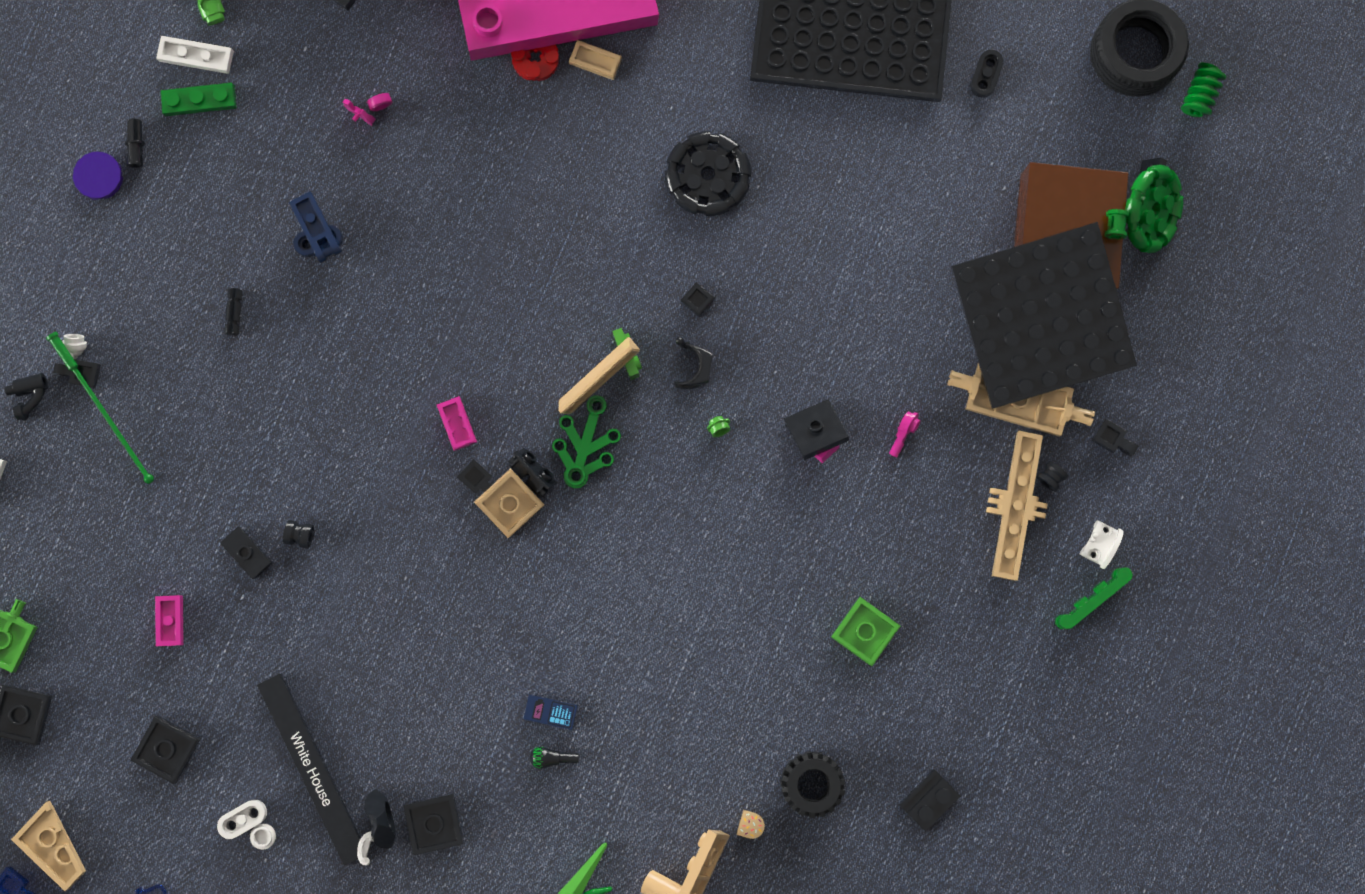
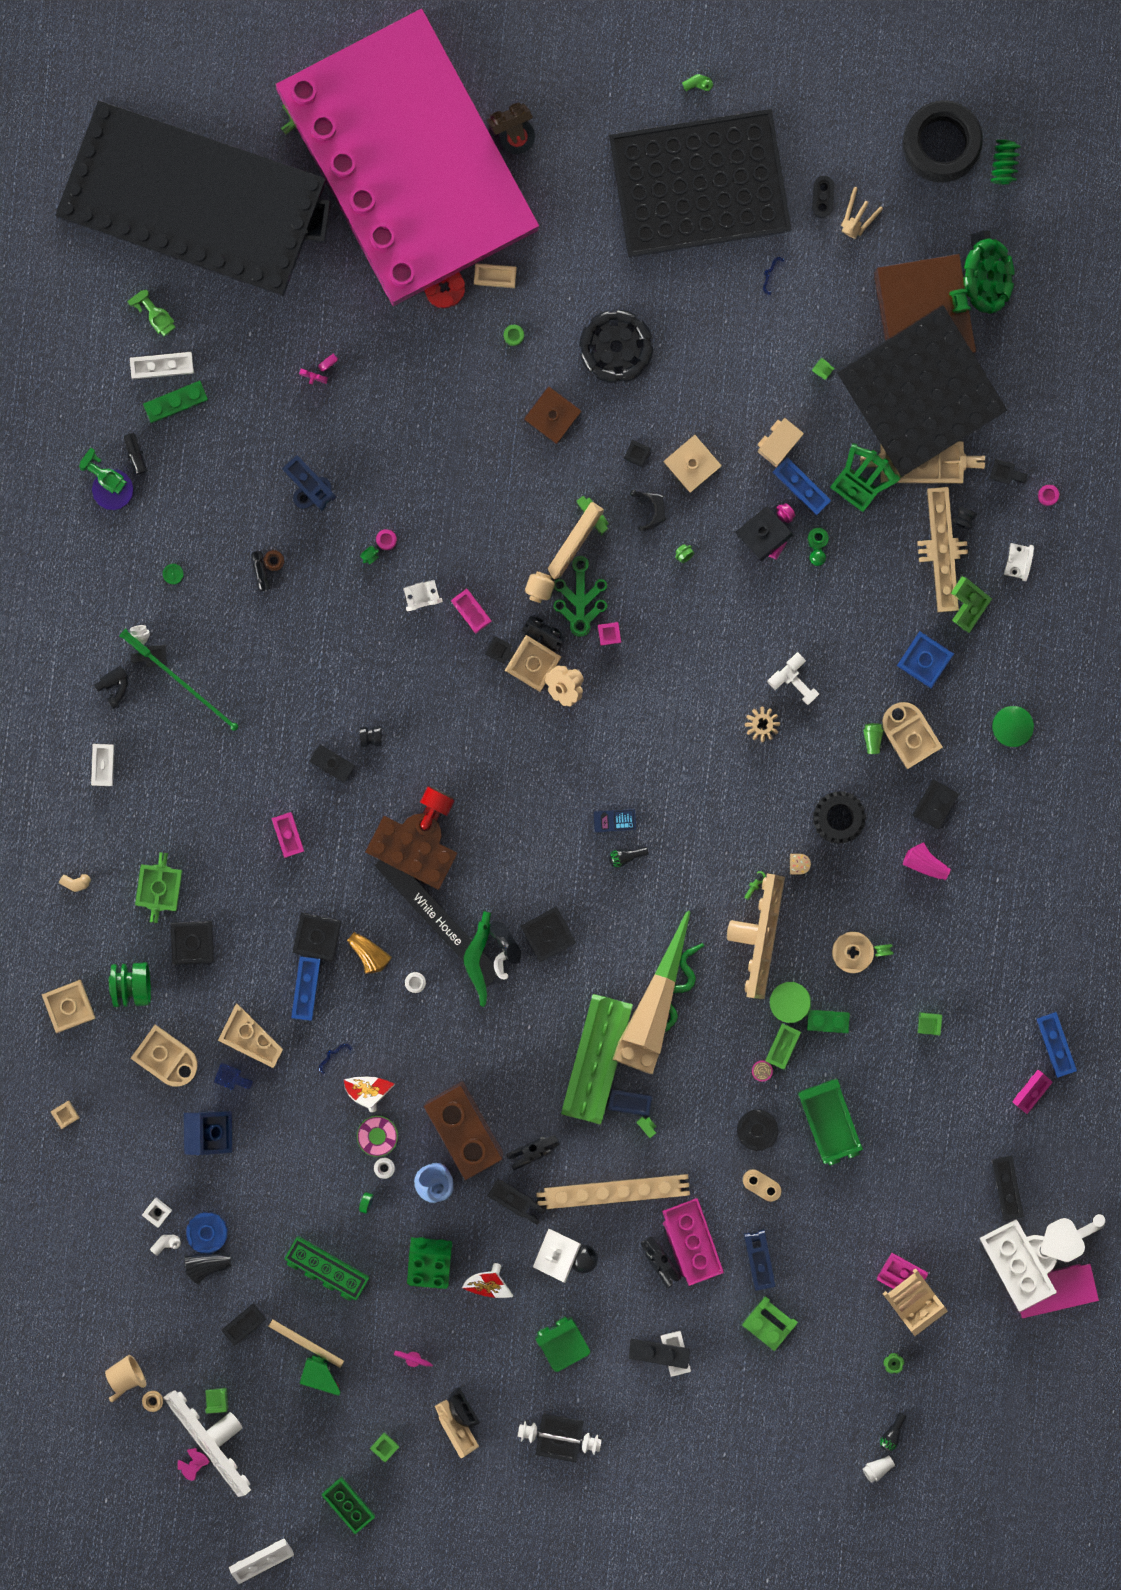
camera: 20 degrees left, 5 degrees up
(93, 160) = (106, 477): none -> green piece
(133, 807) = (306, 988): none -> blue plate
(135, 288) = (173, 574): none -> green piece
(221, 790) = (371, 955): none -> pearl gold piece
(242, 818) = (396, 974): white plate -> none
(245, 301) = (271, 554): none -> reddish brown plate
(311, 673) = (415, 843): none -> reddish brown plate
(338, 824) = (473, 955): none -> green piece
(361, 328) = (369, 555): none -> green plate
(385, 316) = (386, 539): none -> dark pink tile
(404, 389) = (421, 595): none -> white piece
(538, 538) = (565, 685): none -> tan plant
(542, 418) = (539, 587): none -> tan head
(597, 130) = (513, 335): none -> bright green tile
(606, 494) = (609, 633): none -> dark pink plate
(614, 230) = (552, 415): none -> reddish brown plate
(691, 836) = (754, 886): none -> bright green hand
(745, 644) = (769, 727): none -> tan gear
(756, 328) = (692, 463): none -> tan plate
(801, 599) = (789, 674): none -> white bar
(847, 413) = (785, 513): none -> dark pink plate
(863, 330) = (780, 442): none -> tan brick
(865, 631) = (848, 685): bright green plate -> none
(870, 473) = (817, 557): none -> green plate
(874, 388) = (801, 486): none -> blue plate
(878, 699) = (873, 736): none -> bright green cone
(896, 864) = (923, 861): none -> dark pink piece
(900, 144) = (767, 276): none -> clear blue piece
(908, 424) = (837, 508): dark pink plate -> none
(922, 710) = (911, 735): none -> tan plate
(934, 262) = (823, 368): none -> bright green hose
(935, 405) = (855, 487): none -> green plate
(963, 627) = (925, 659): none -> blue plate
(1011, 115) = (852, 227): none -> tan plant
(1037, 578) = (973, 601): none -> bright green plate
(1044, 734) = (1013, 726): none -> green dish
(1101, 593) = (1018, 614): green plate -> none
(1155, 477) = (1048, 495): none -> dark pink tile

